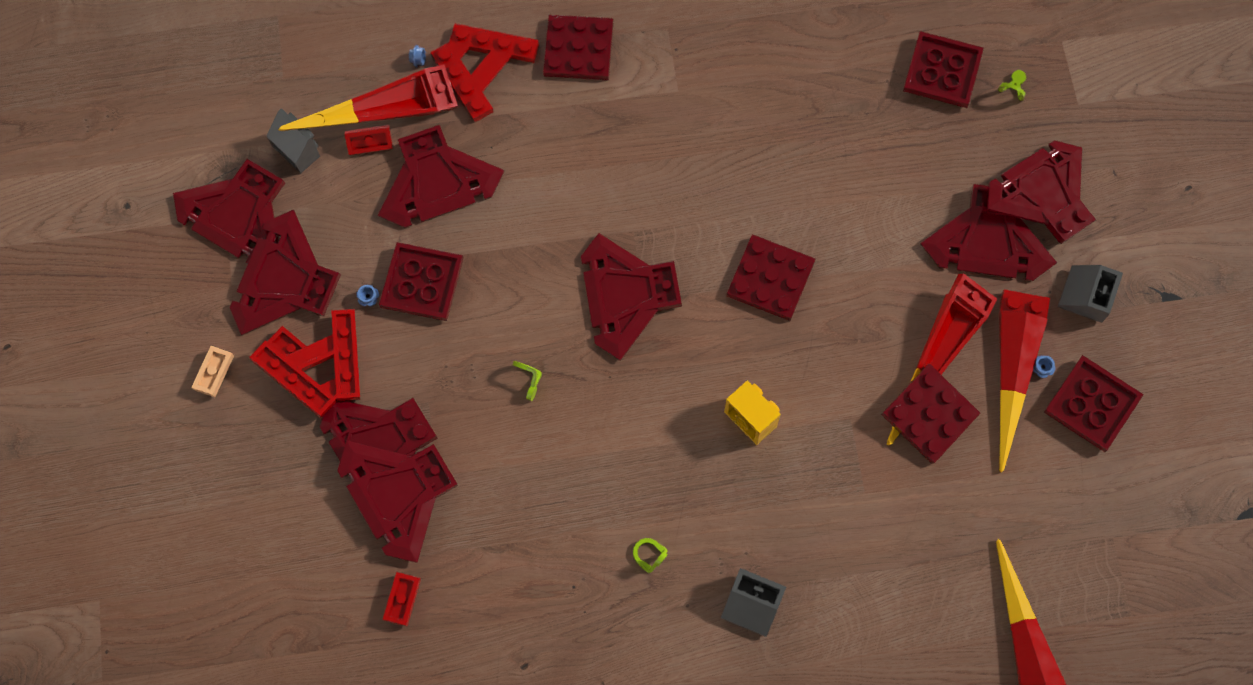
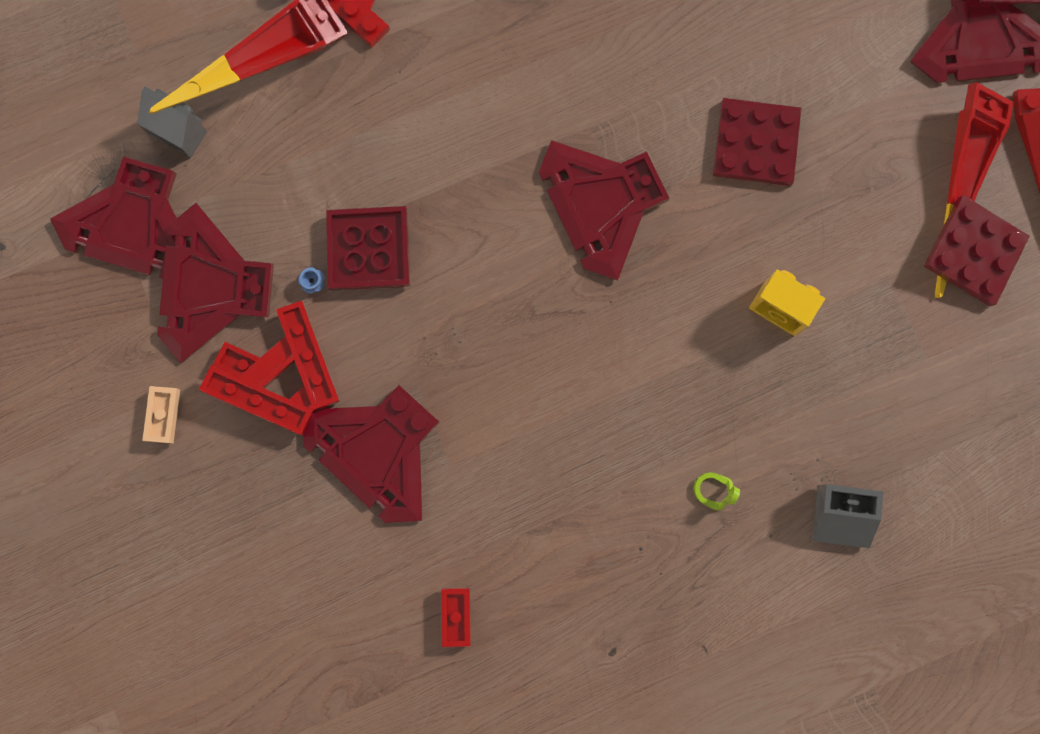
camera: 15 degrees left, 10 degrees up
(368, 139) = (257, 98): red plate -> none
(396, 493) = (413, 499): dark red plate -> none
(436, 179) = (348, 125): dark red plate -> none
(535, 379) = (525, 318): lime piece -> none

